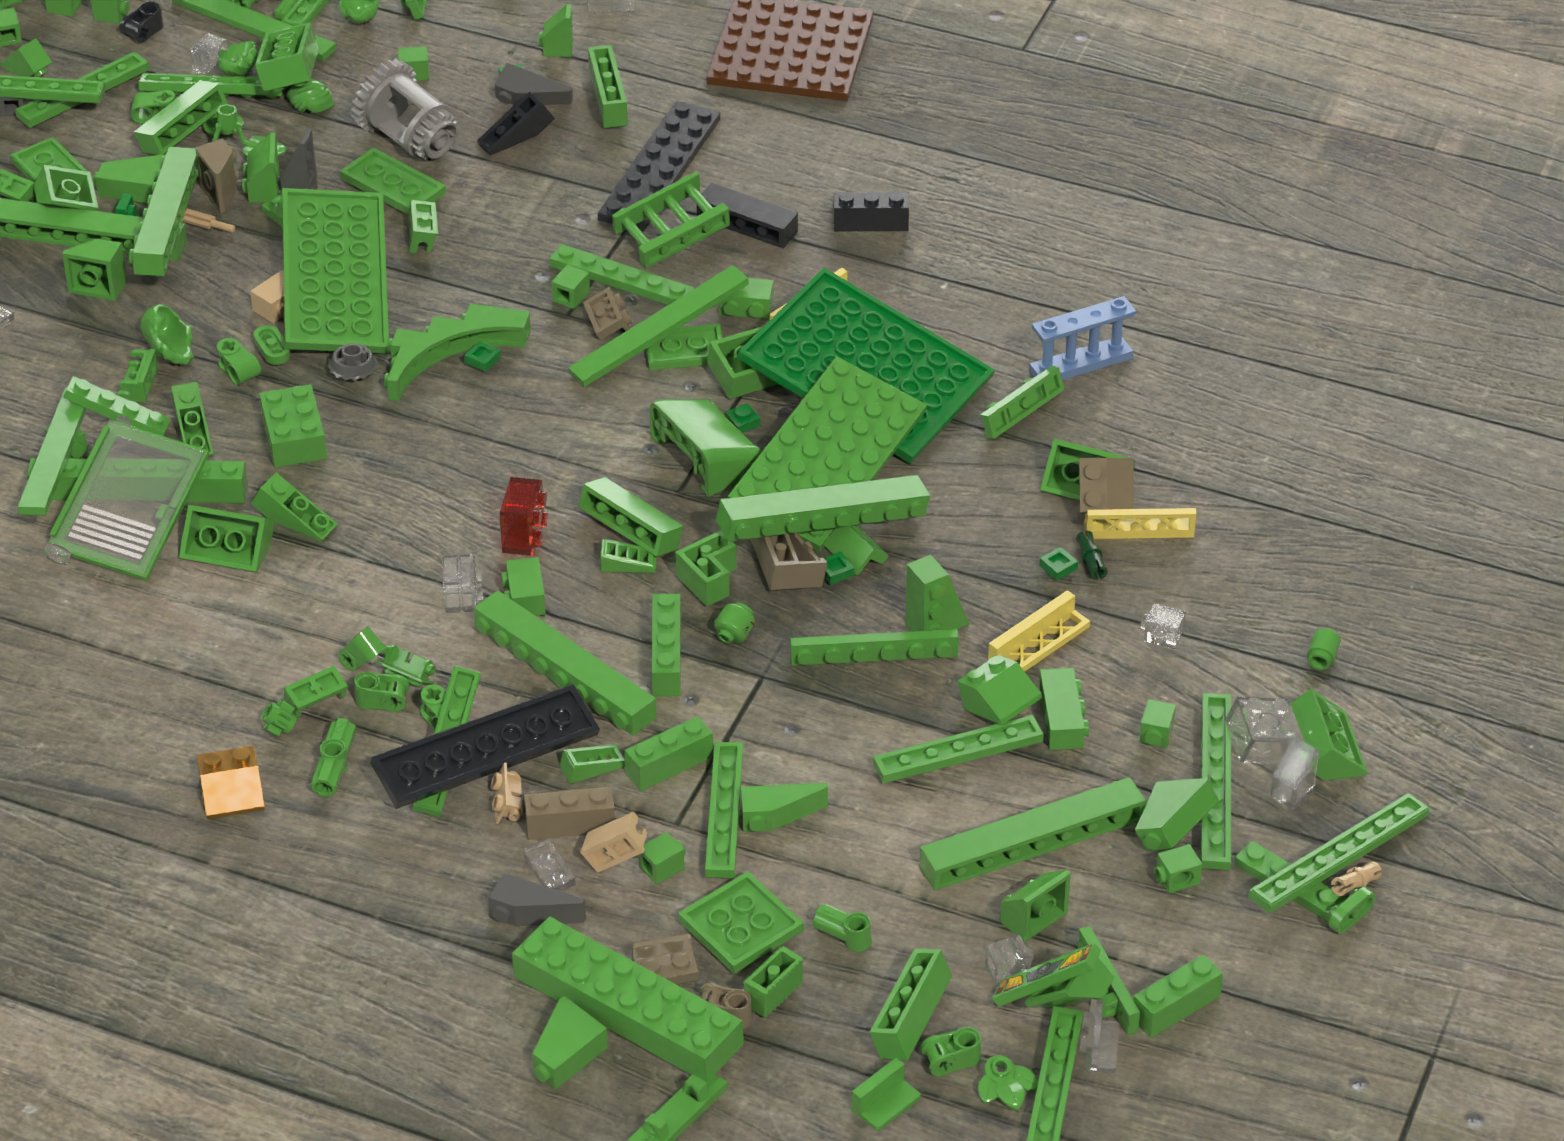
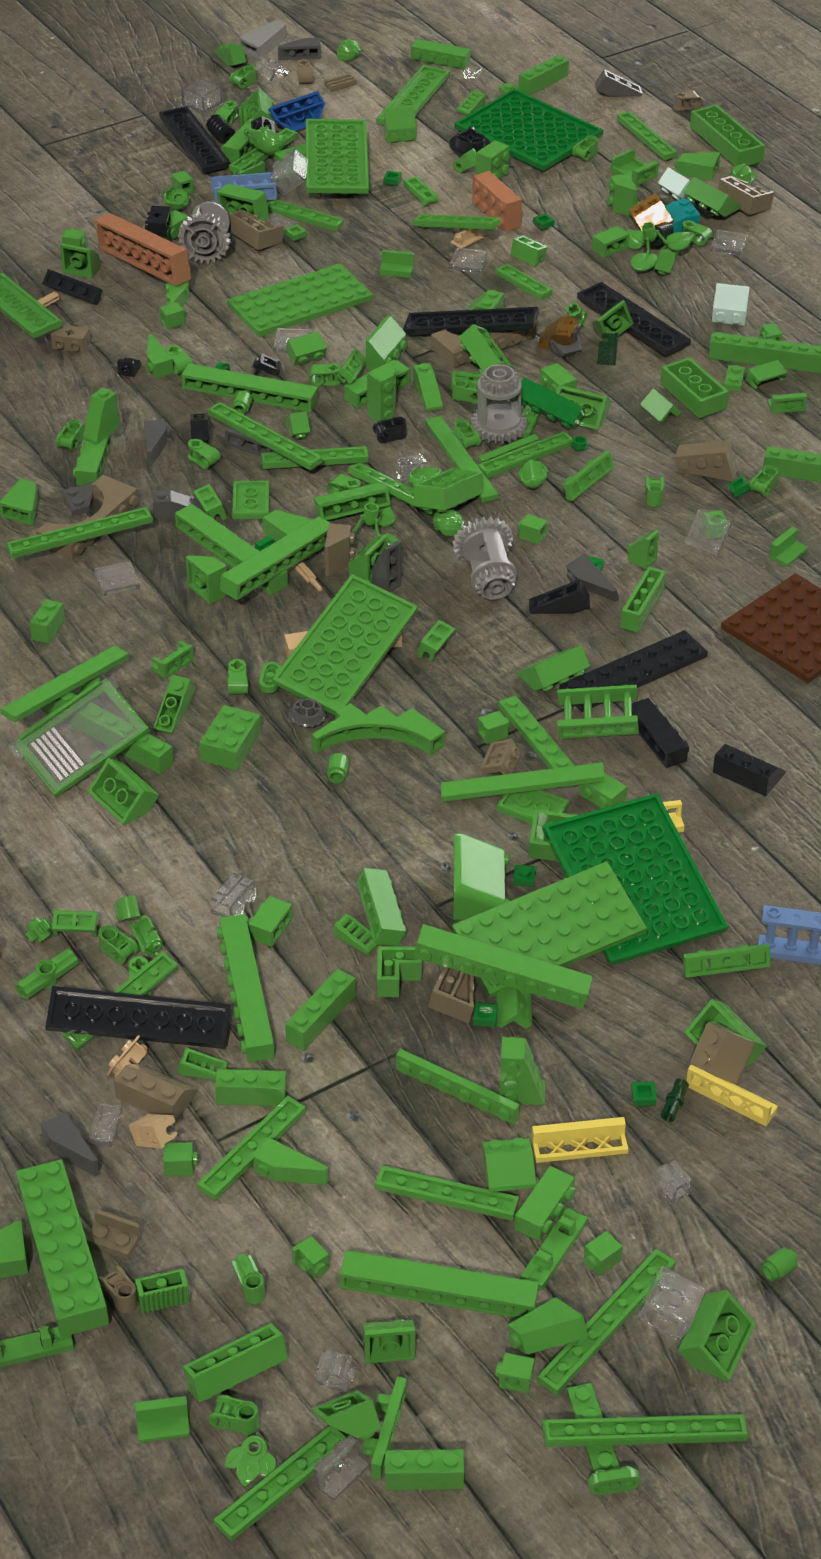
camera: 35 degrees right, 0 degrees up
(65, 188) = (236, 517): bright green slope -> none
(112, 405) = (132, 673): bright green plate -> none
(167, 334) = (211, 642): bright green piece -> none
(292, 509) = (179, 793): bright green slope -> none
(397, 181) = (447, 601): bright green plate -> none
(443, 403) = (337, 767): none -> bright green brick
(482, 356) = (393, 748): green plate -> none
(523, 516) = (308, 870): clear red brick -> none
(578, 198) = (555, 669): none -> bright green slope
(734, 623) = (379, 1018): bright green head -> none
(740, 922) = (187, 1235): bright green plate -> none
(887, 875) = (311, 1257): none -> bright green brick
(1046, 974) = (335, 1397): bright green tile -> none
(1105, 742) = (555, 1248): none -> bright green hinge
(1295, 774) = (661, 1351): clear slope -> none
(1356, 878) = (637, 1458): tan pin -> none

